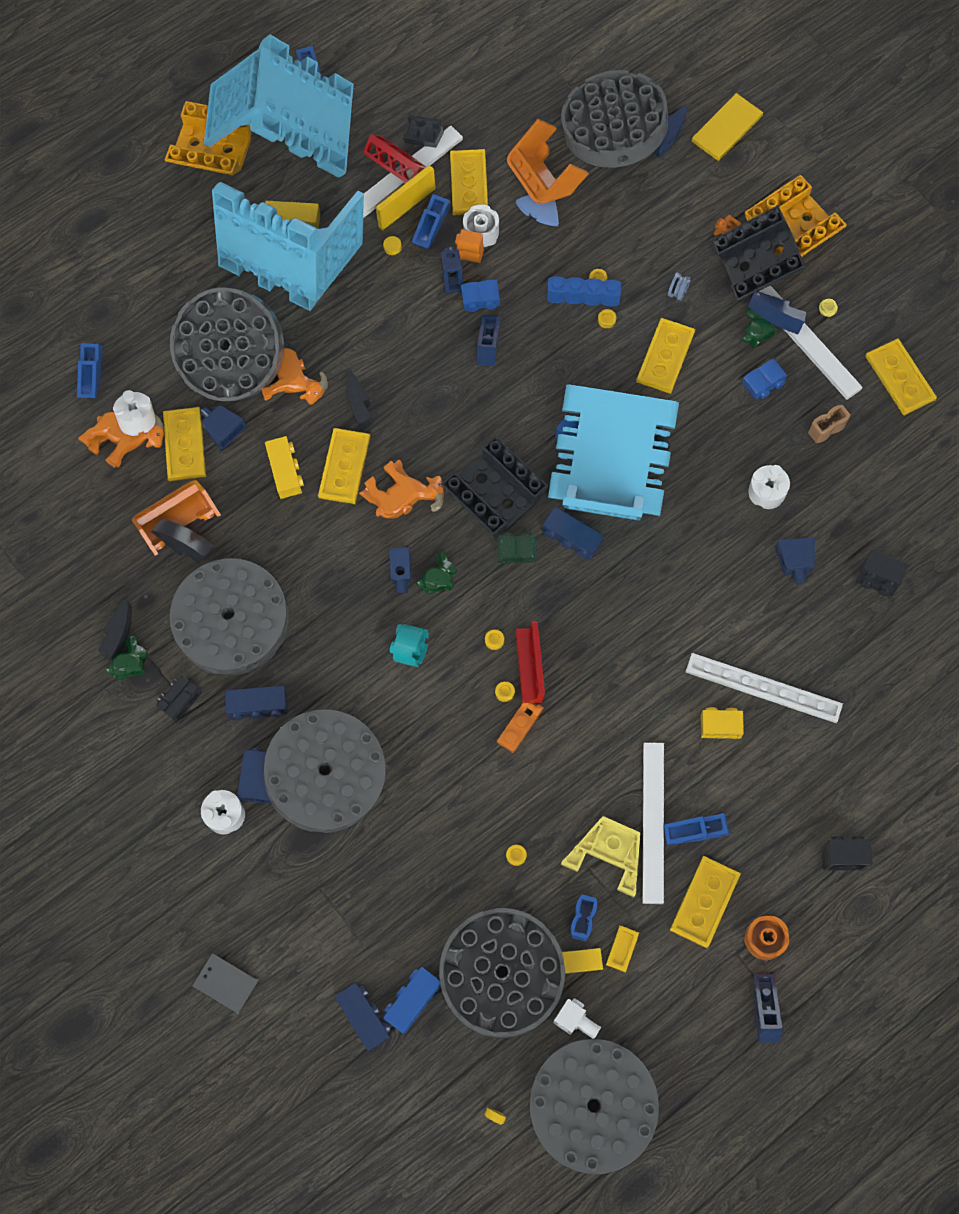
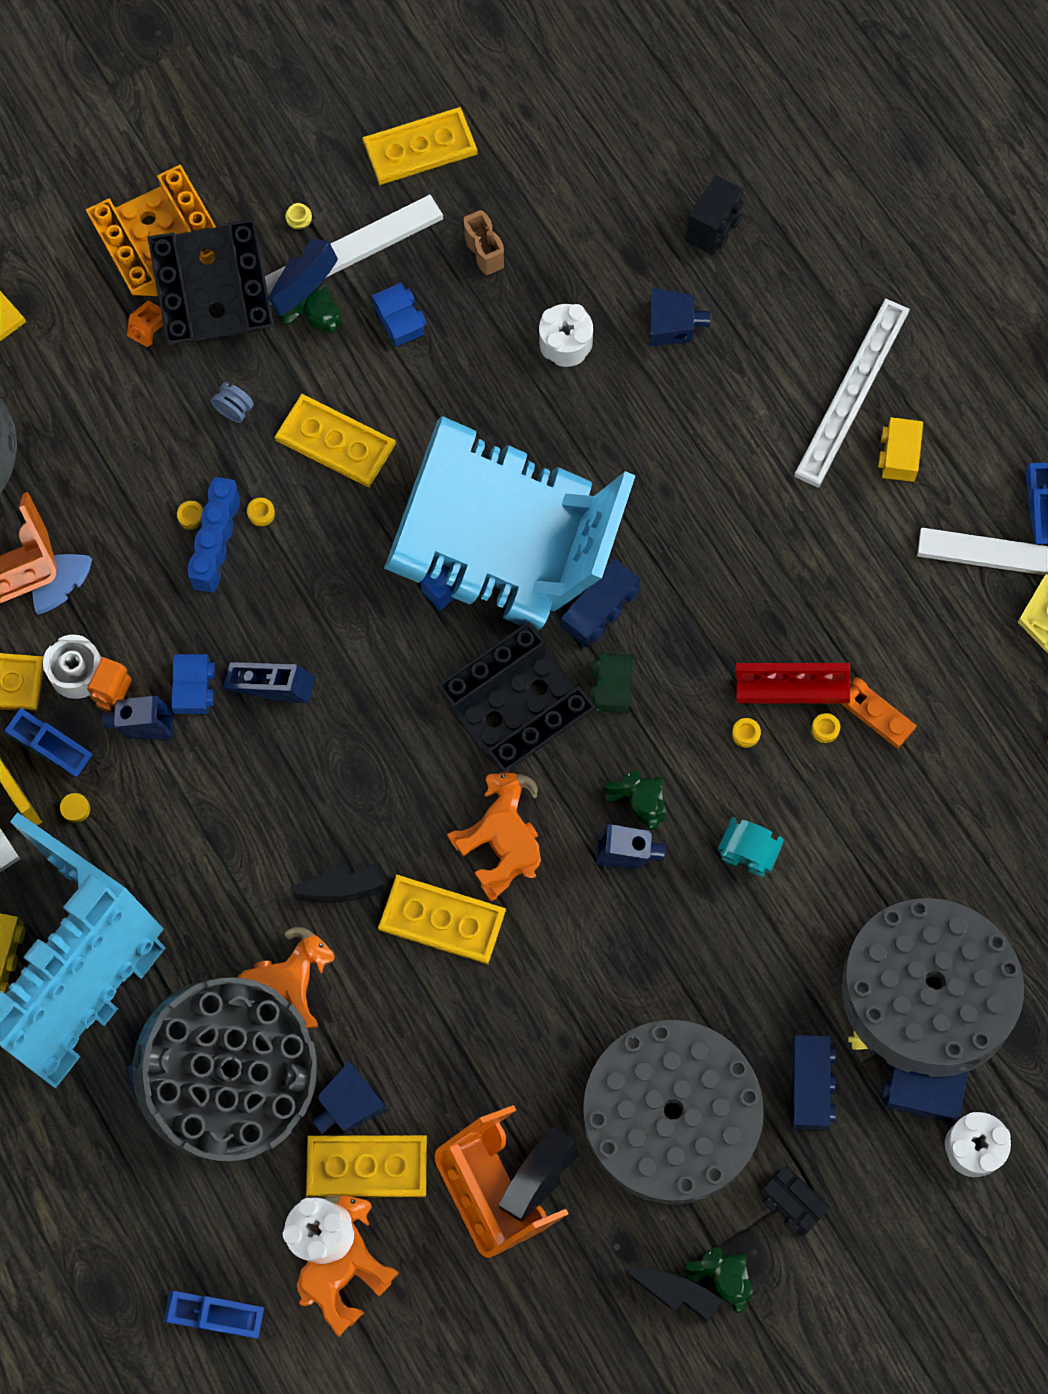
camera: 85 degrees left, 0 degrees up
(284, 467) = (434, 1008): yellow brick -> none

